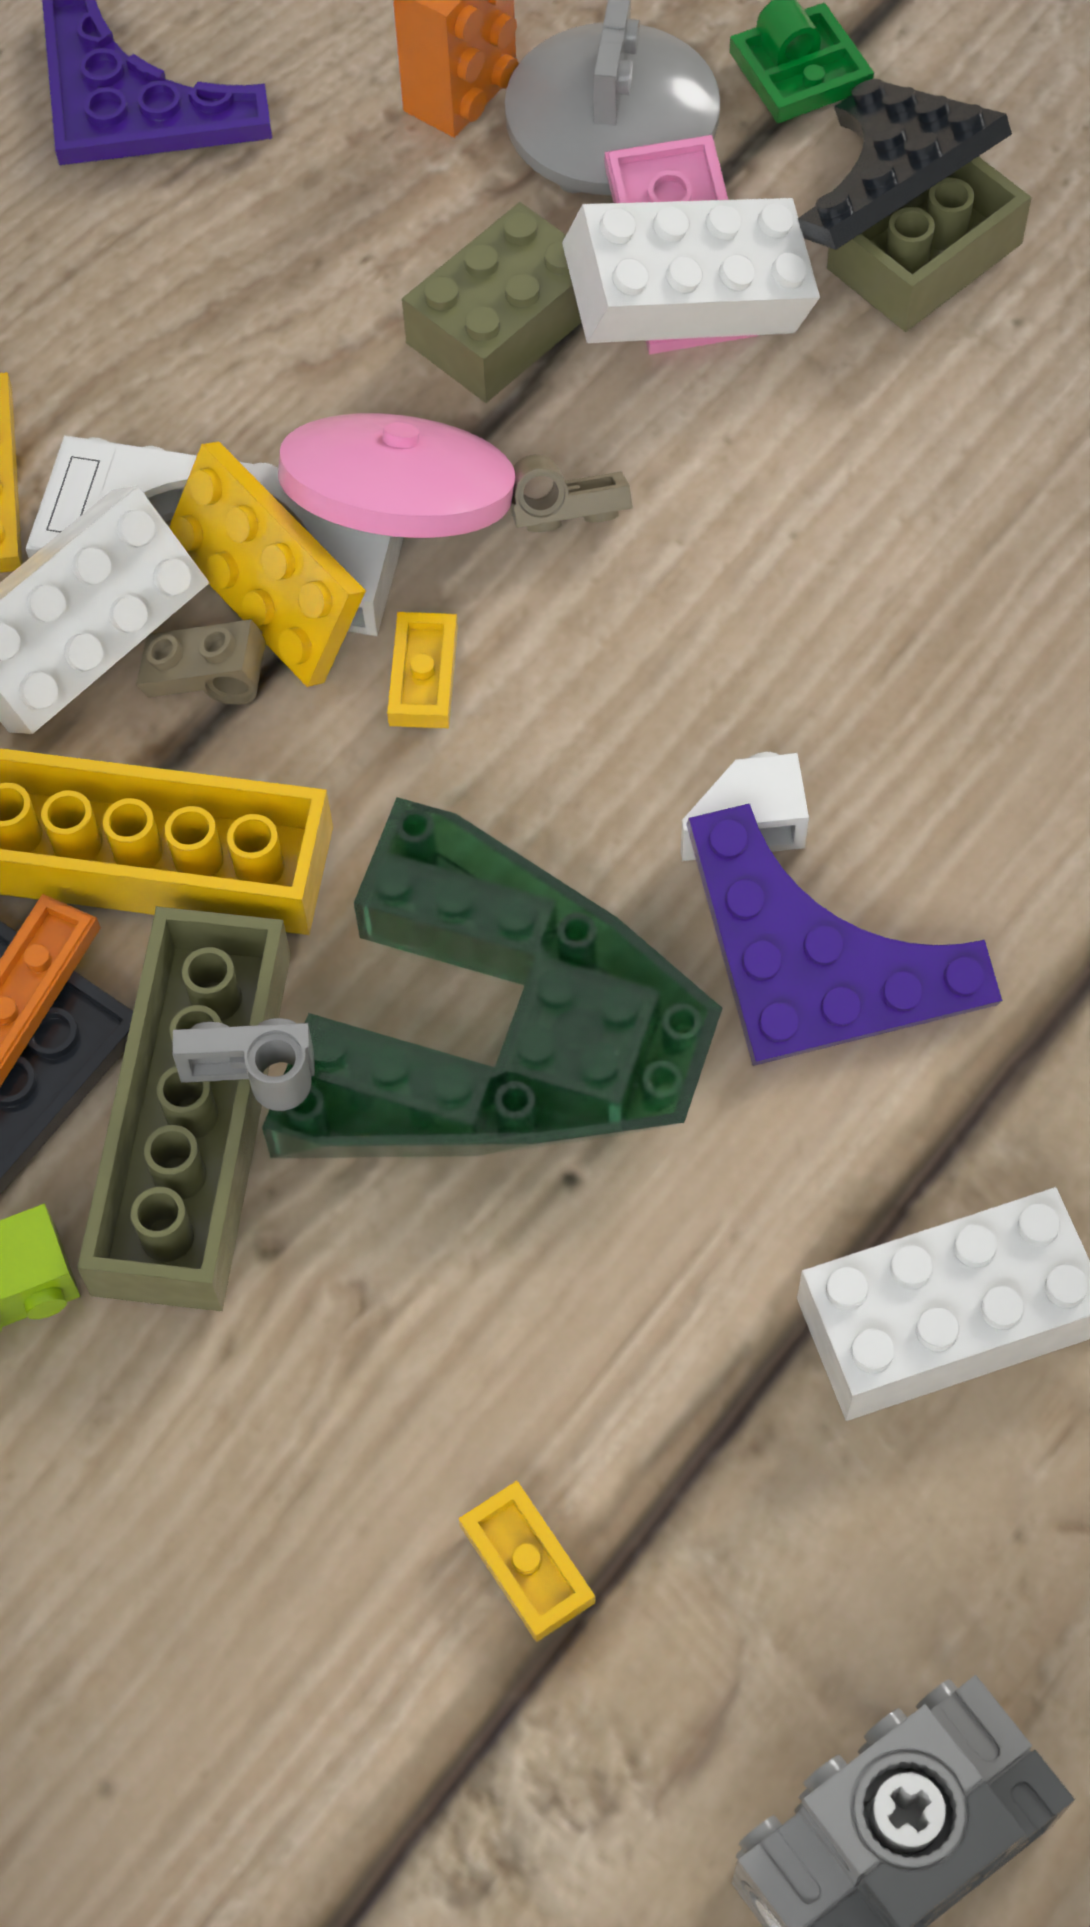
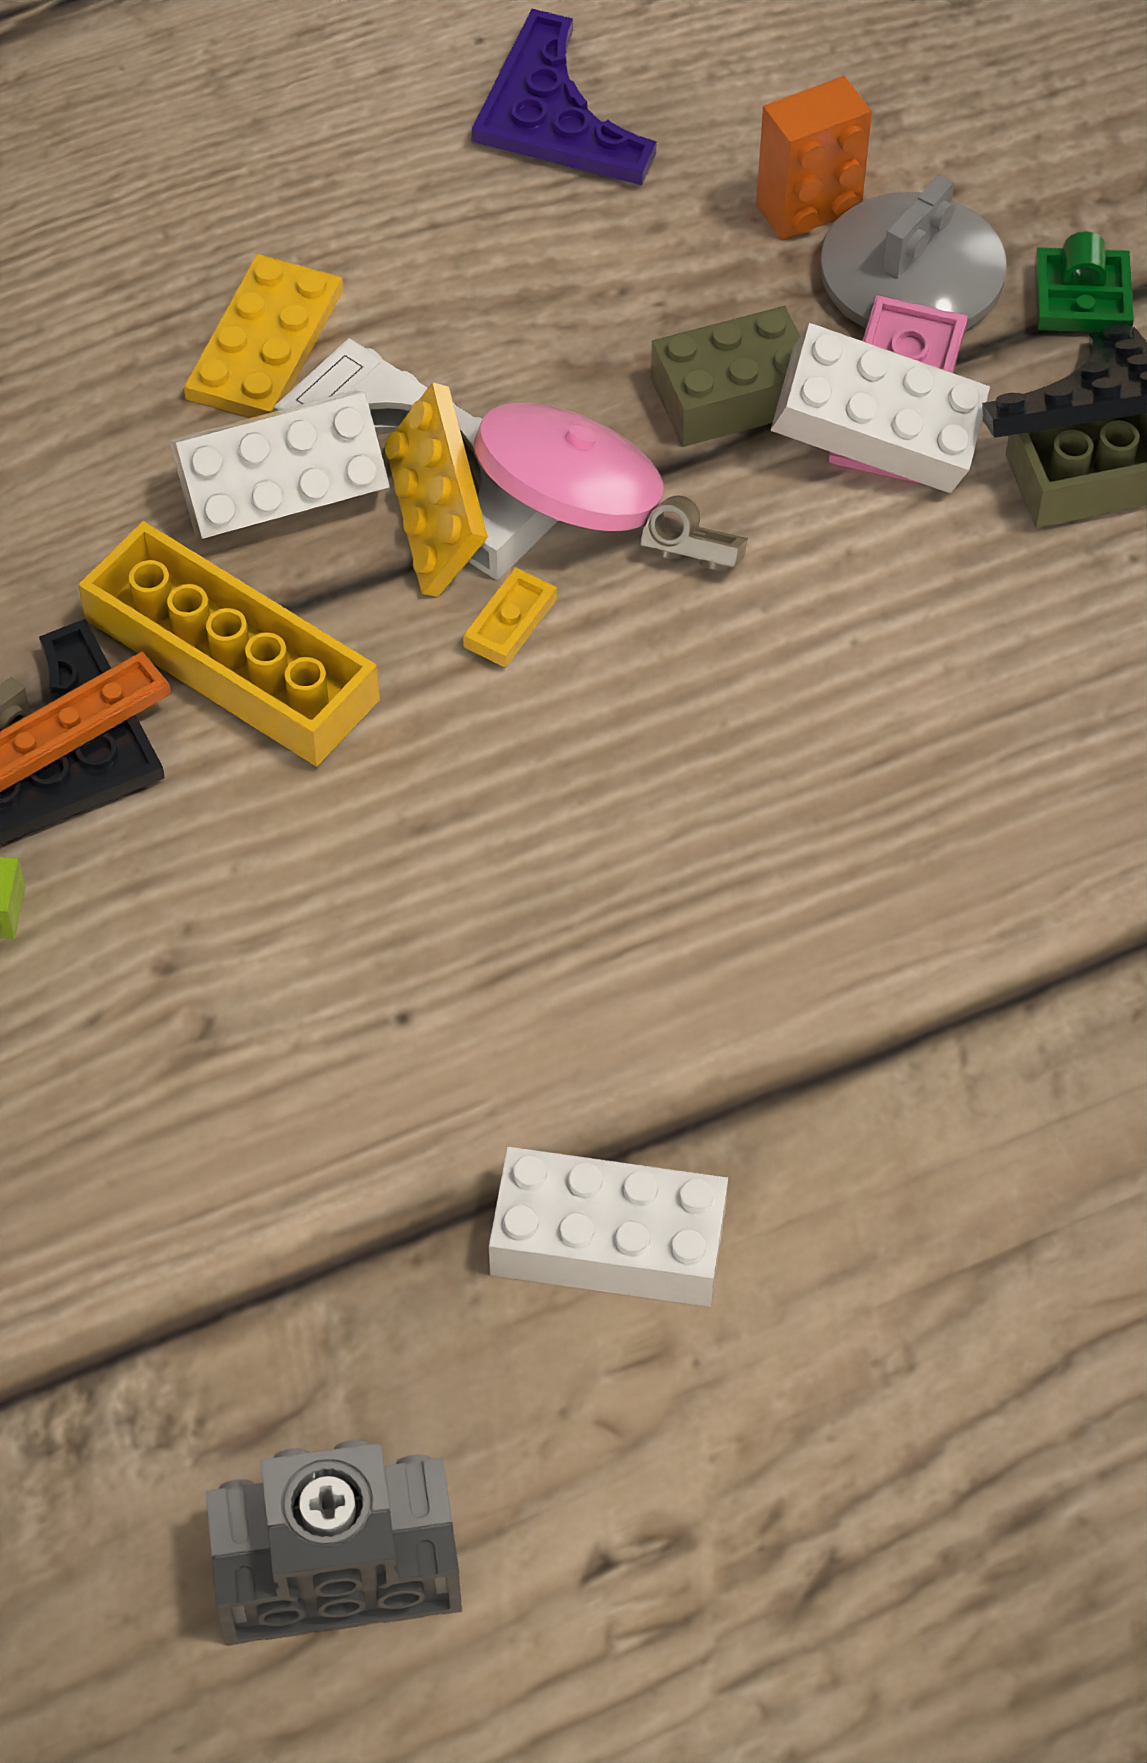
camera: 25 degrees right, 5 degrees down
(184, 1150) = (154, 841): olive brick -> none
(211, 658) = (363, 543): dark tan plate -> none
(233, 1053) = (206, 815): light grey plate -> none
(527, 1561) = (204, 1253): yellow plate -> none
(595, 1048) = (451, 934): clear green piece -> none
(775, 793) = (683, 820): white slope -> none
(805, 973) = (654, 956): dark purple plate -> none

